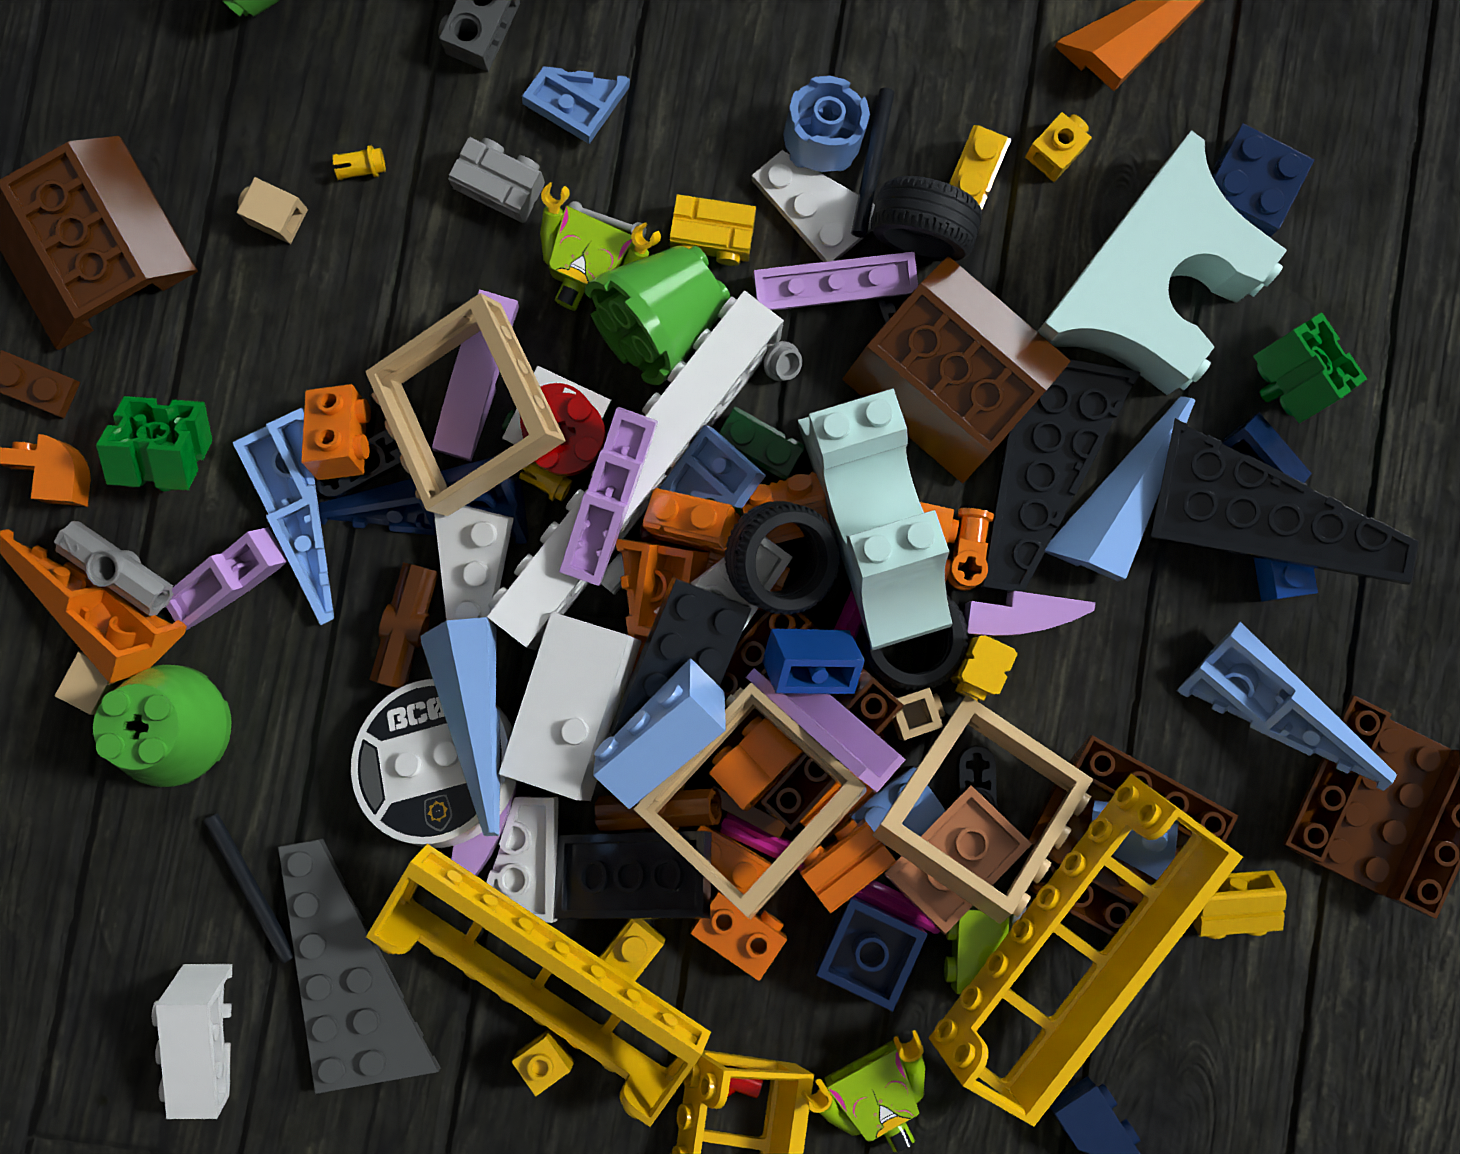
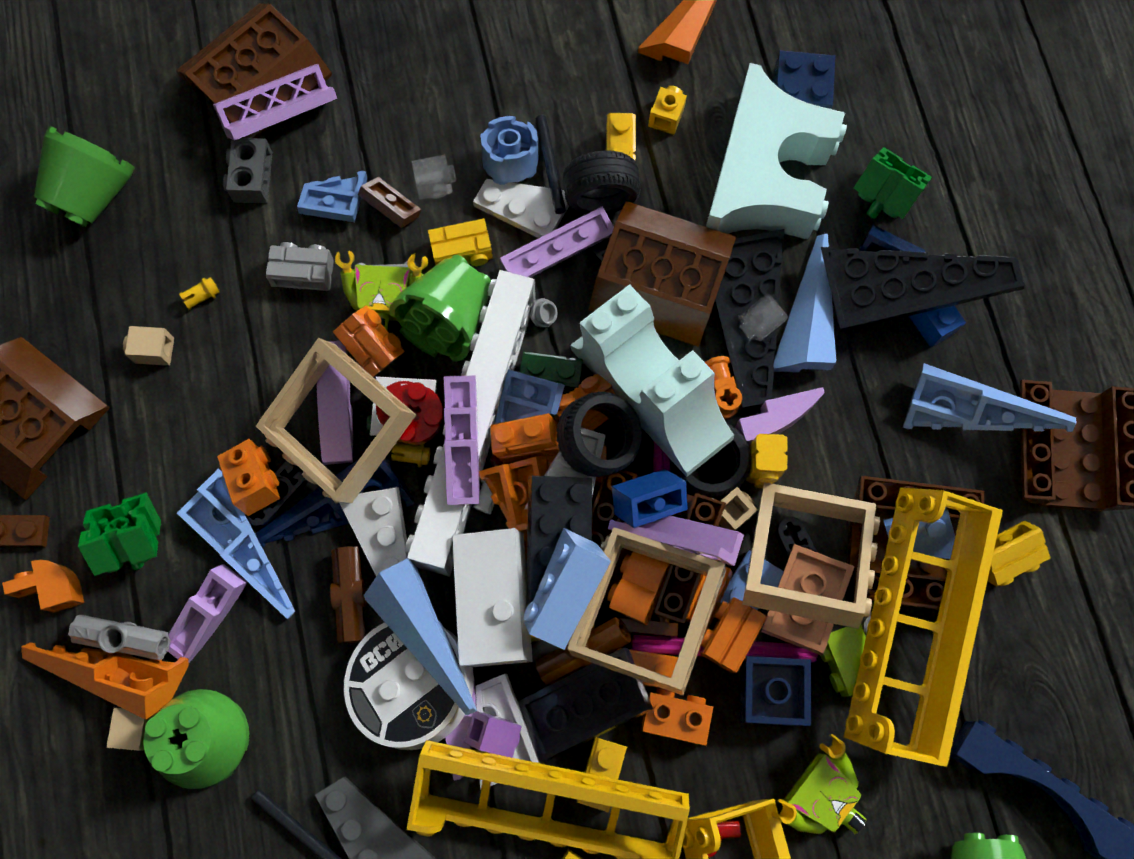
camera: 20 degrees left, 10 degrees down
(510, 867) = (493, 734): none -> medium lavender brick
(546, 315) = (369, 340): none -> orange brick
(644, 134) = (389, 202): none -> reddish brown plate
(713, 122) = (433, 177): none -> clear brick
(1055, 484) = (762, 318): none -> clear brick

